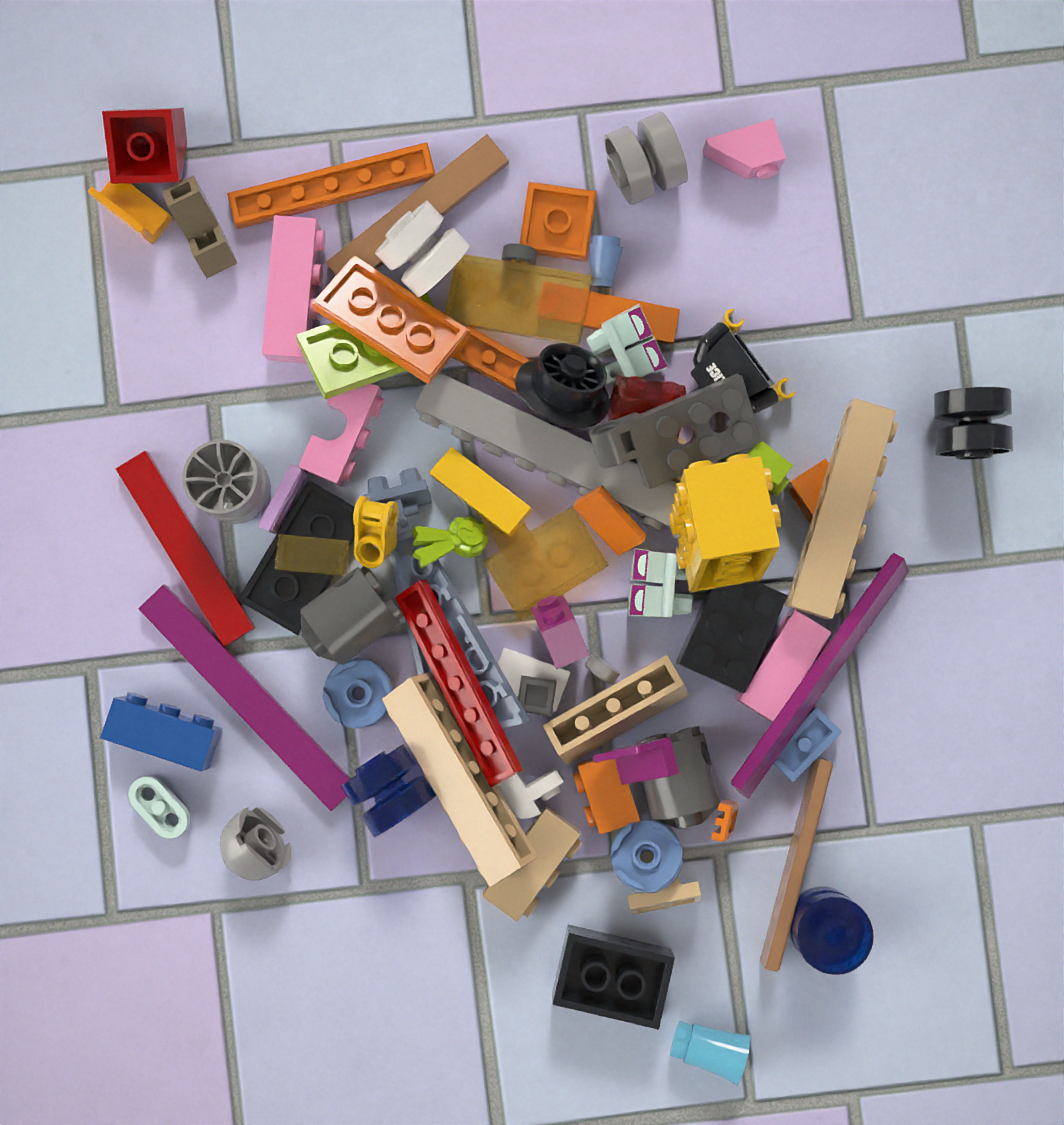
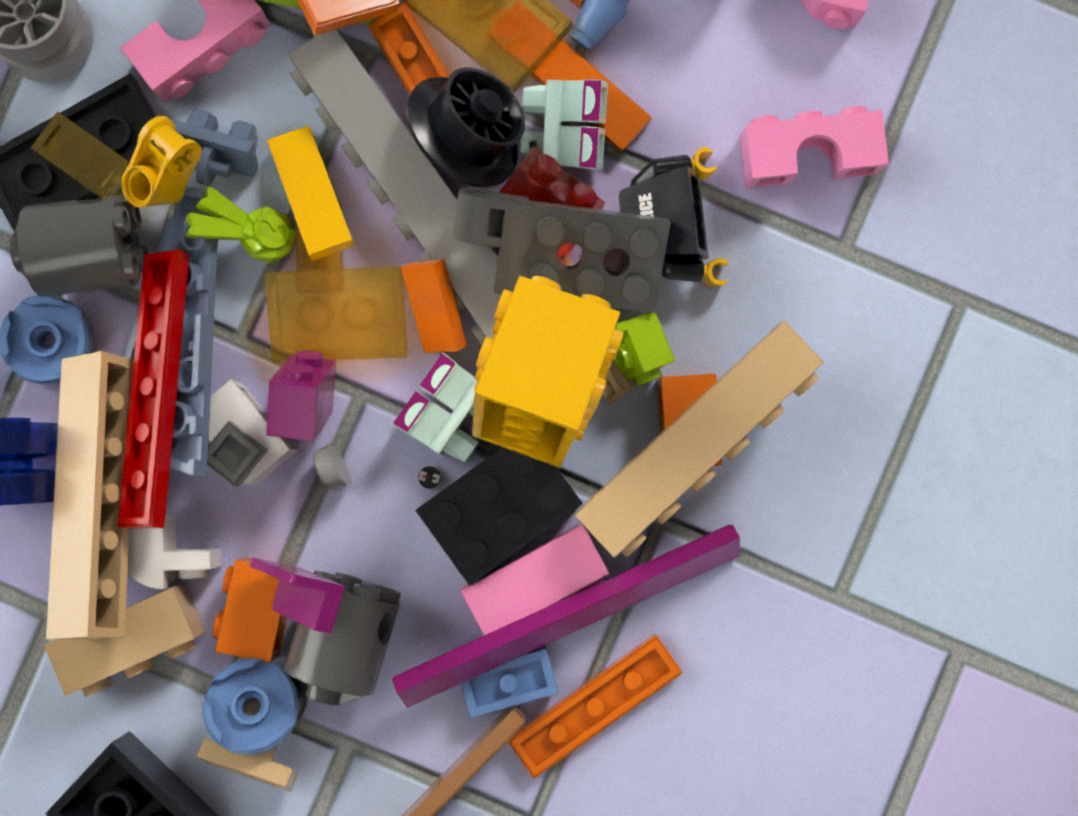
camera: 25 degrees right, 0 degrees up
(283, 499) = (86, 76): lavender tile -> none
(616, 710) = (315, 522): tan brick -> none
(669, 638) = (429, 477): none -> black piece
(725, 820) = (366, 720): orange tile -> none
(824, 250) = (850, 140): none -> bright pink arch
(870, 726) = (594, 706): none -> orange tile
(973, 432) = (912, 417): black wheel -> none

